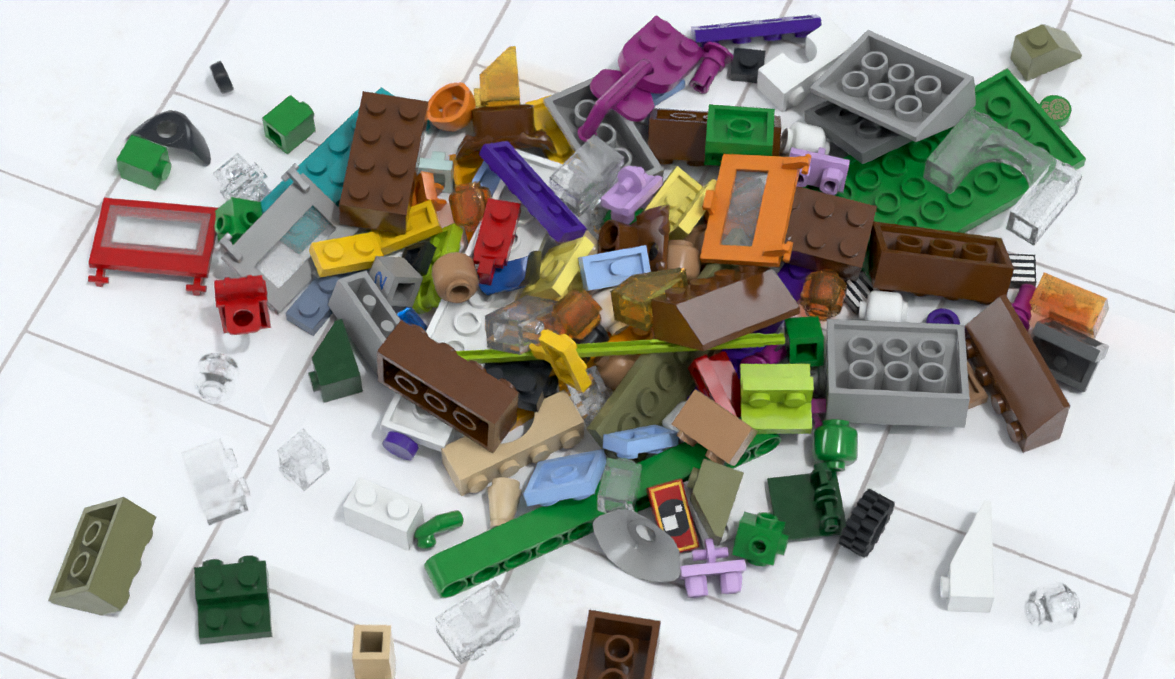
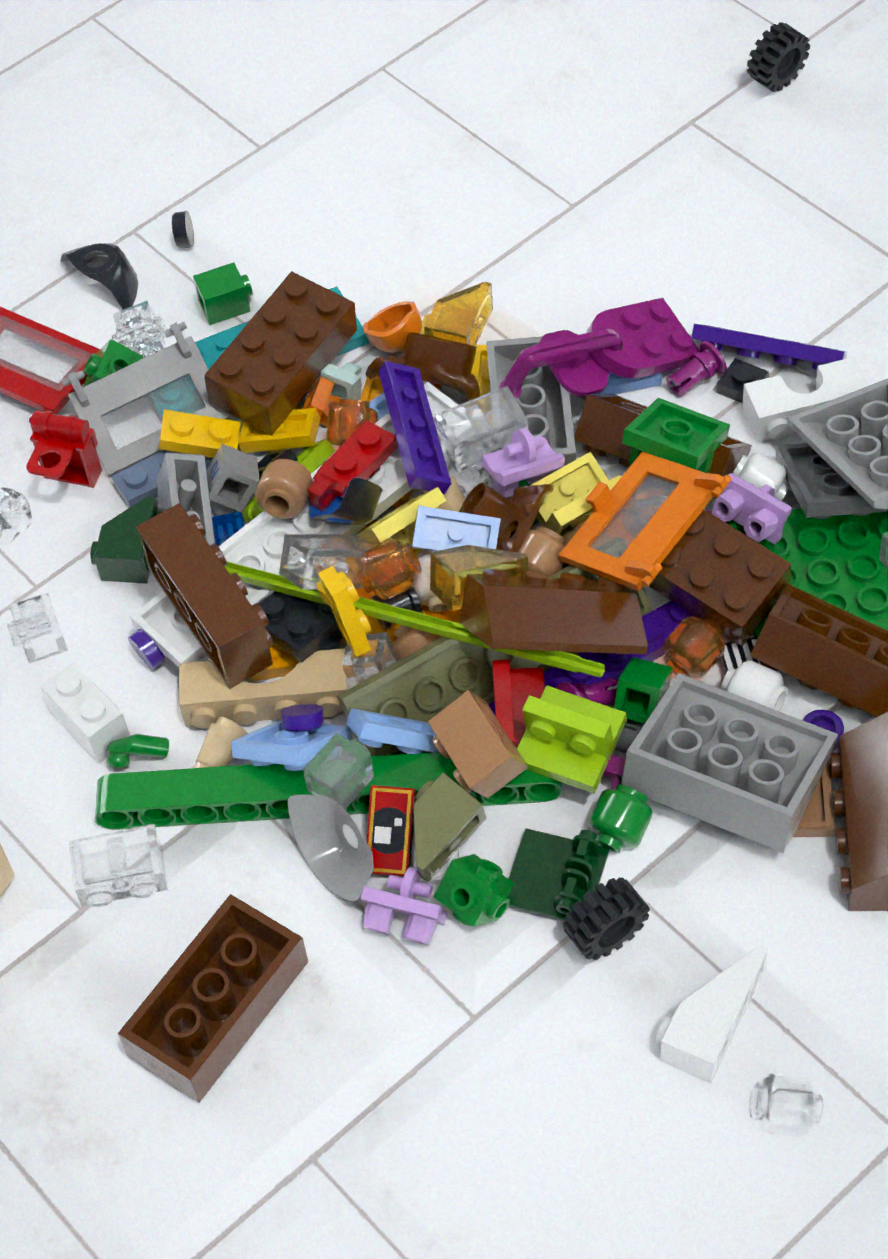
camera: 30 degrees right, 5 degrees down
(144, 162) = (59, 286): green brick -> none
(562, 455) = (302, 717): none -> dark purple tile

